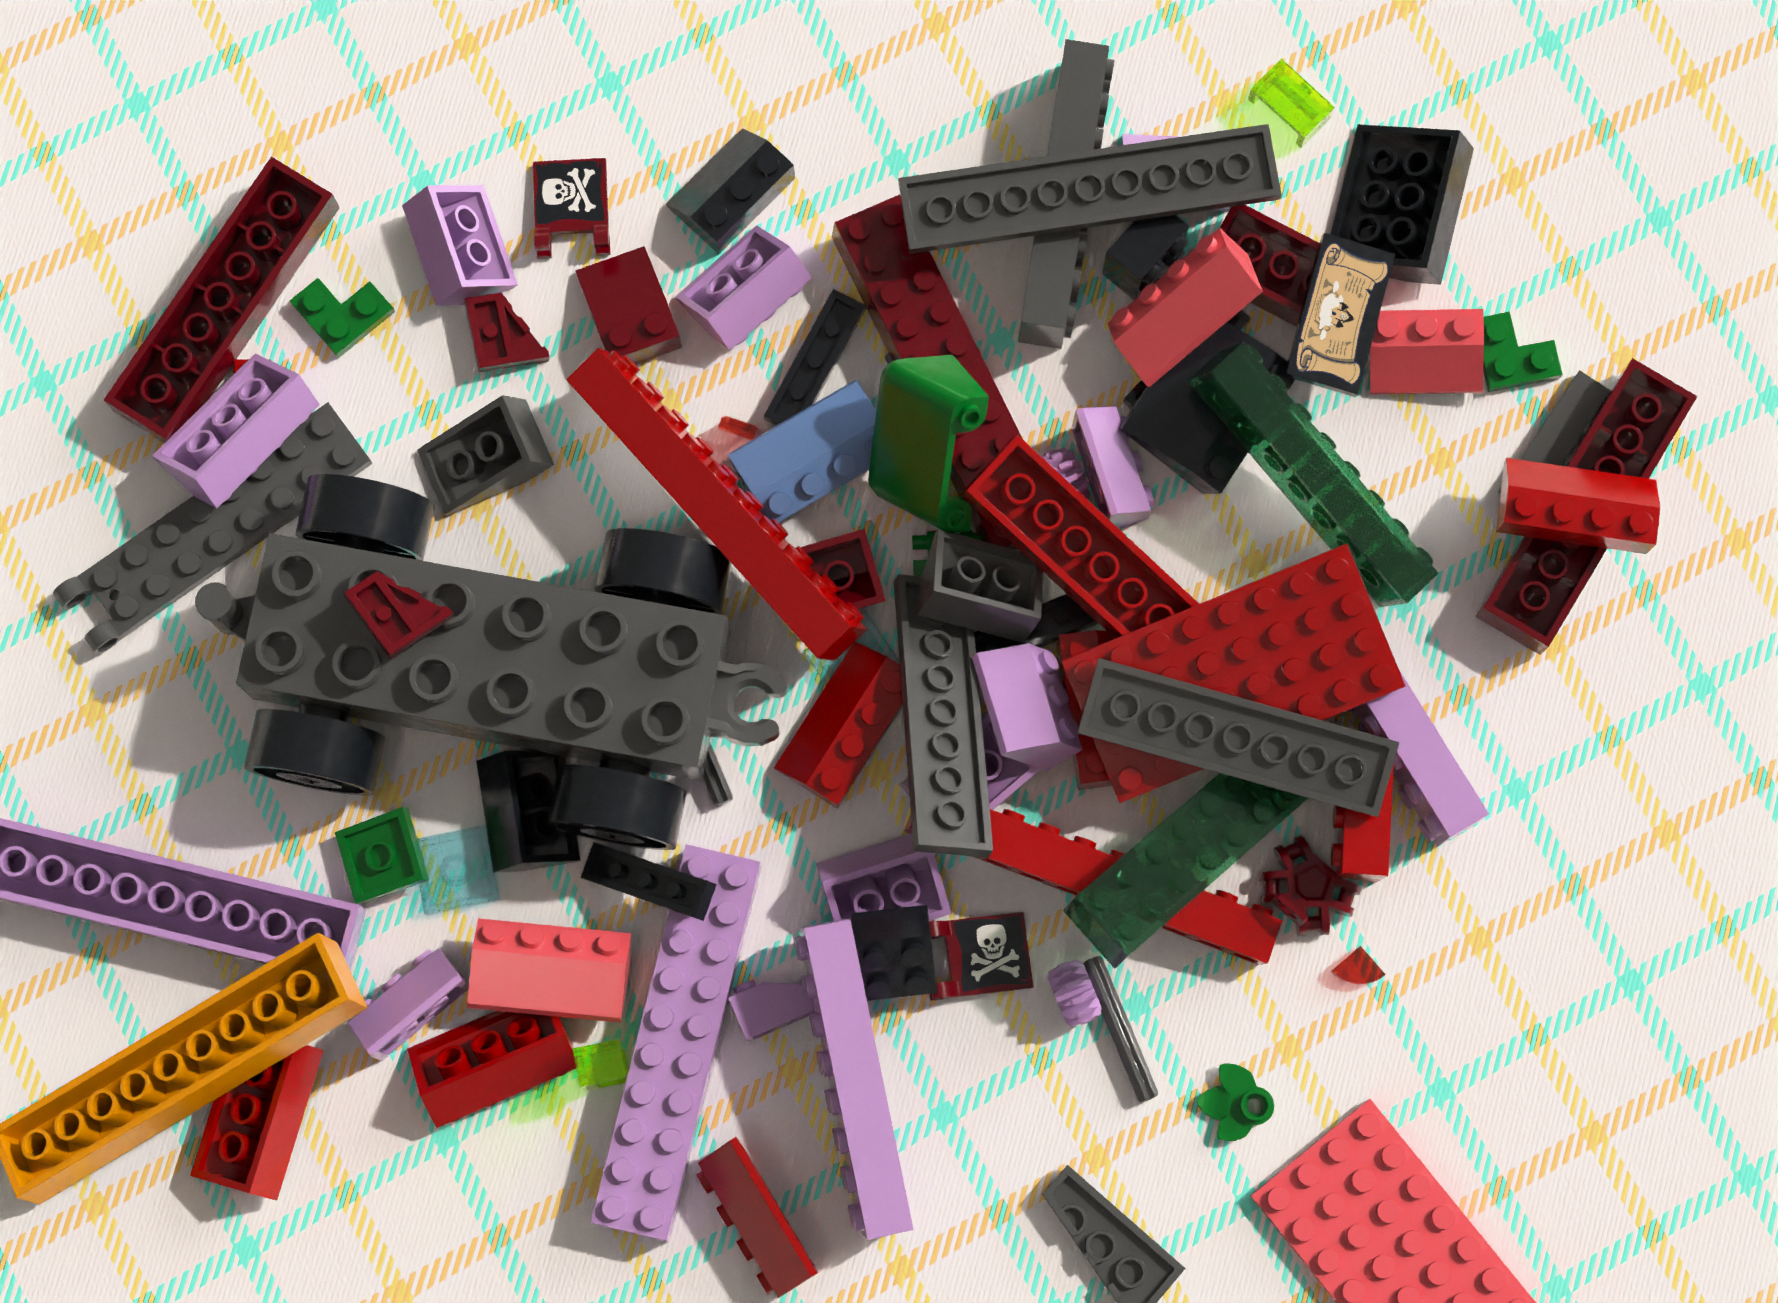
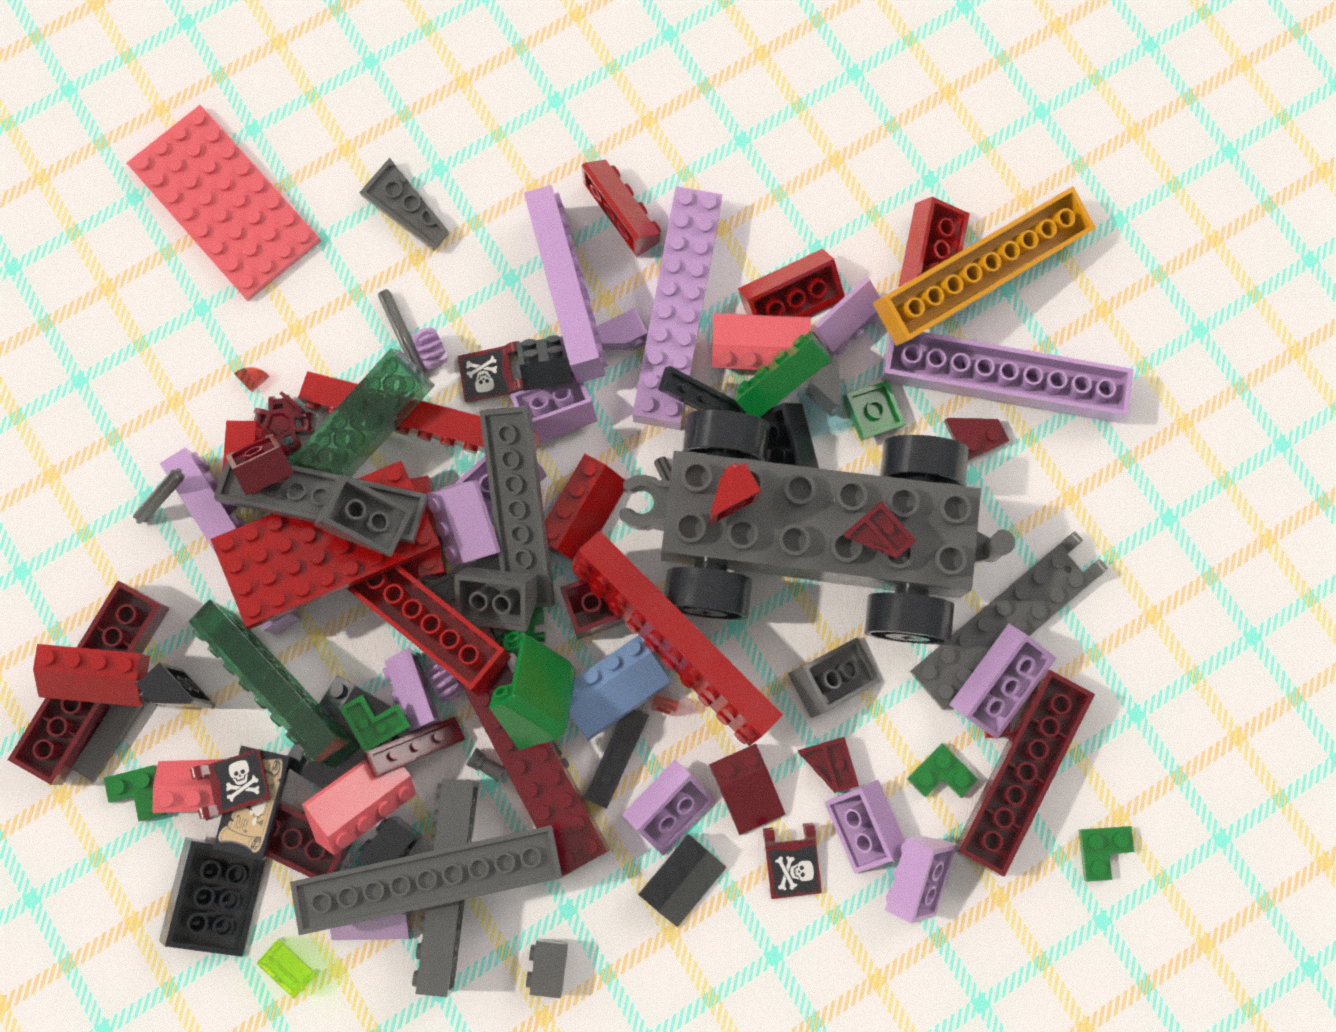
camera: 175 degrees right, 0 degrees up
(128, 204) = (1098, 844): none -> green plate
(226, 812) = (977, 433): none -> dark red wing
(391, 164) = (920, 878): none -> lavender slope
(452, 889) = (825, 387): none -> dark grey slope
(520, 905) = (782, 375): none -> green brick
(601, 1065) = (723, 287): clear neon green panel -> none
(613, 673) = (734, 492): none -> red slope
(926, 82) = (548, 968): none -> dark grey brick
(1014, 366) = (481, 762): none -> dark grey pin
(1108, 382) = (413, 747): none -> tile
(1168, 404) = (373, 730): none -> green plate
(1171, 692) = (363, 516): none -> dark grey slope
(1230, 1102) = (332, 292): green plate -> none
(1330, 787) = (260, 465): none -> dark red slope
(1364, 339) = (234, 783): none -> flag
(1456, 476) = (172, 688): none -> black slope
(1490, 768) = (158, 496): none -> dark grey axle

